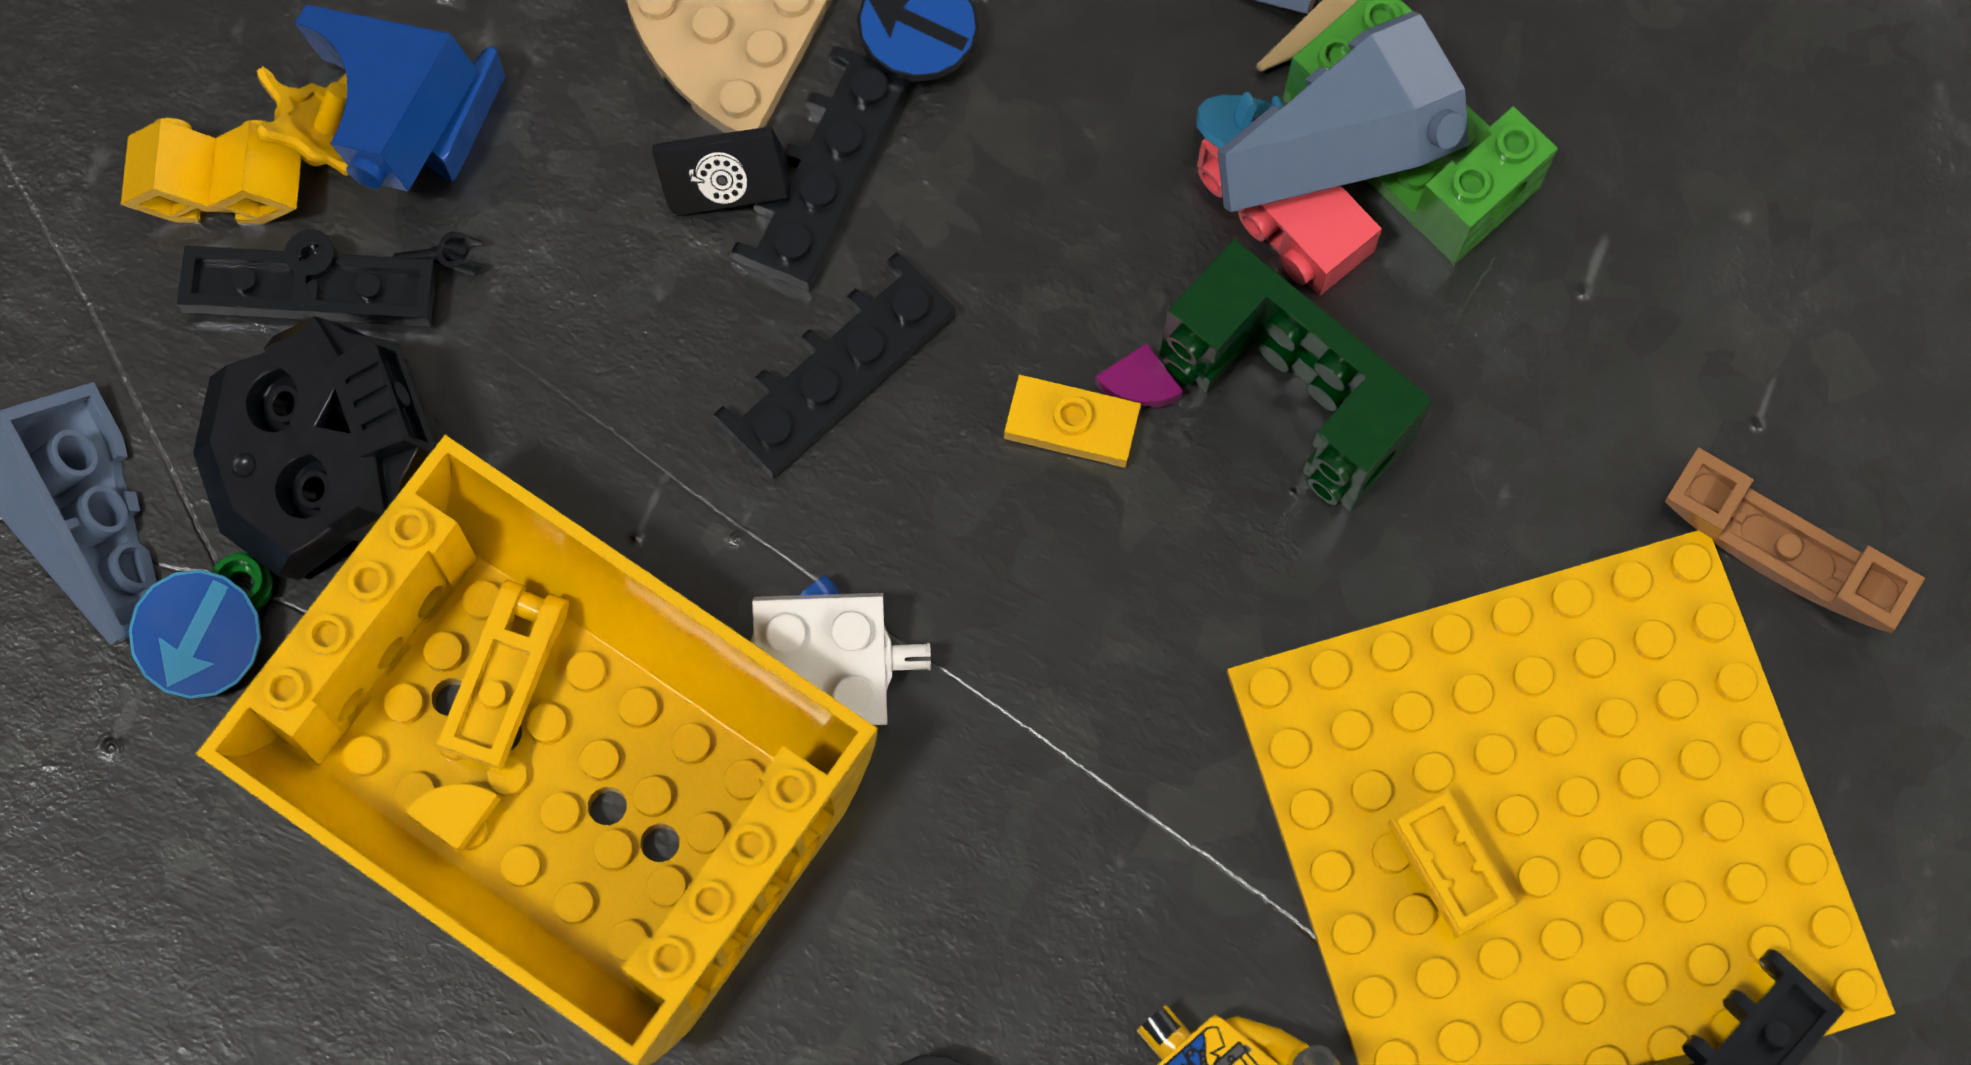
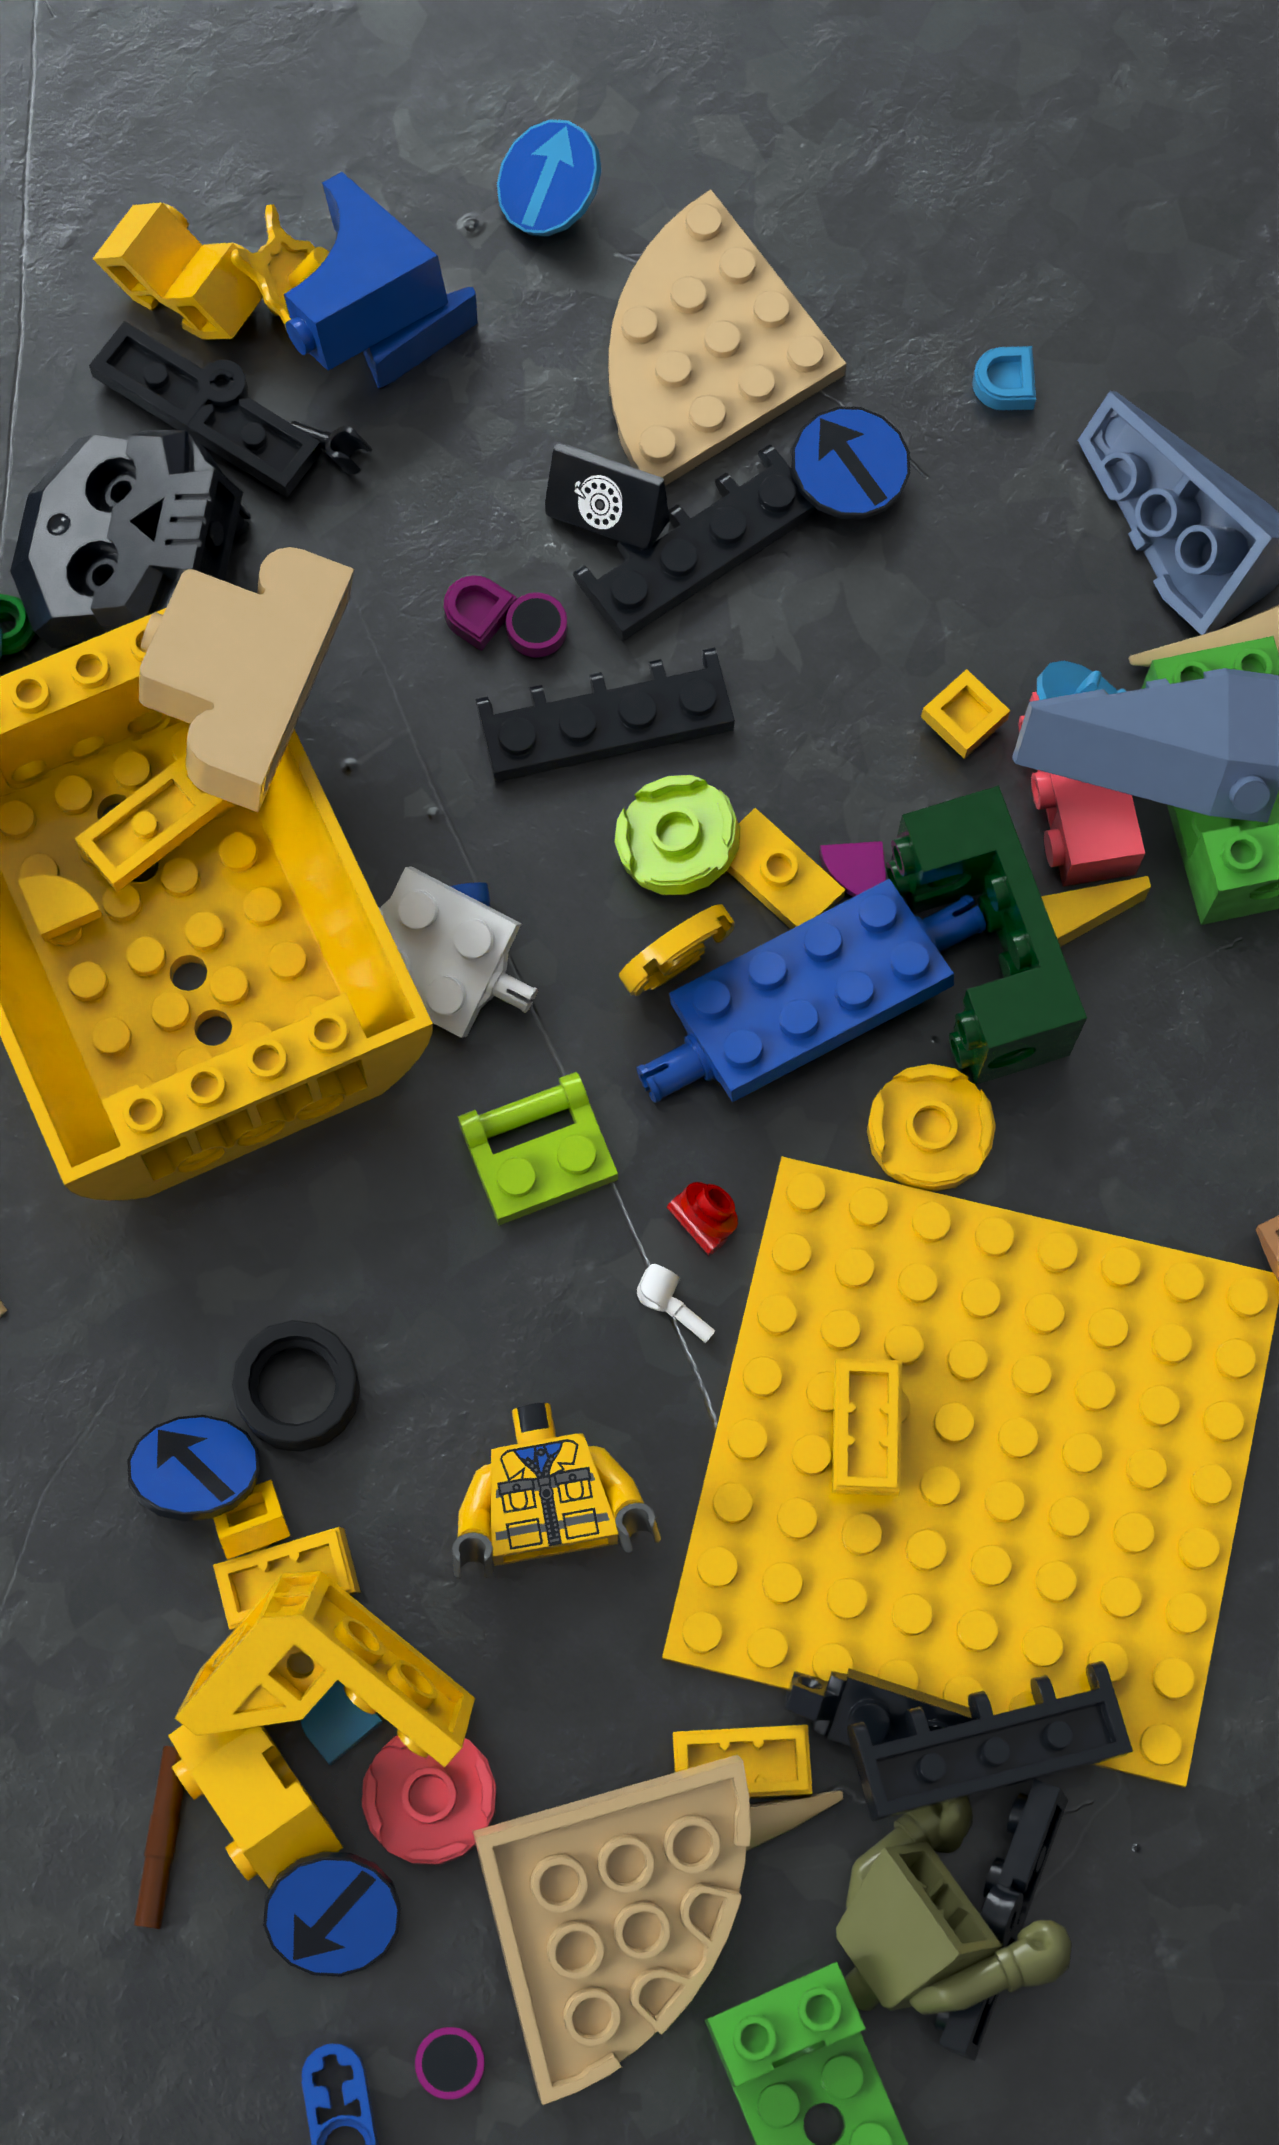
camera: 30 degrees right, 0 degrees up
(513, 503) = (242, 666): none -> tan brick
(663, 333) = (476, 609): none -> magenta tile
(726, 318) = (536, 624): none -> tile
(967, 437) = (677, 835): none -> lime tile
(1028, 799) = (547, 1166): none -> lime plate
(1035, 539) = (676, 950): none -> yellow tile
(1149, 191) = (965, 713): none -> yellow plate
(1167, 511) = (809, 991): none -> blue plate
(1193, 850) = (656, 1293): none -> white hand
(1195, 757) = (706, 1214): none -> red plate
(1338, 570) = (931, 1128): none -> yellow tile
(1357, 300) = (1084, 909): none -> yellow piece

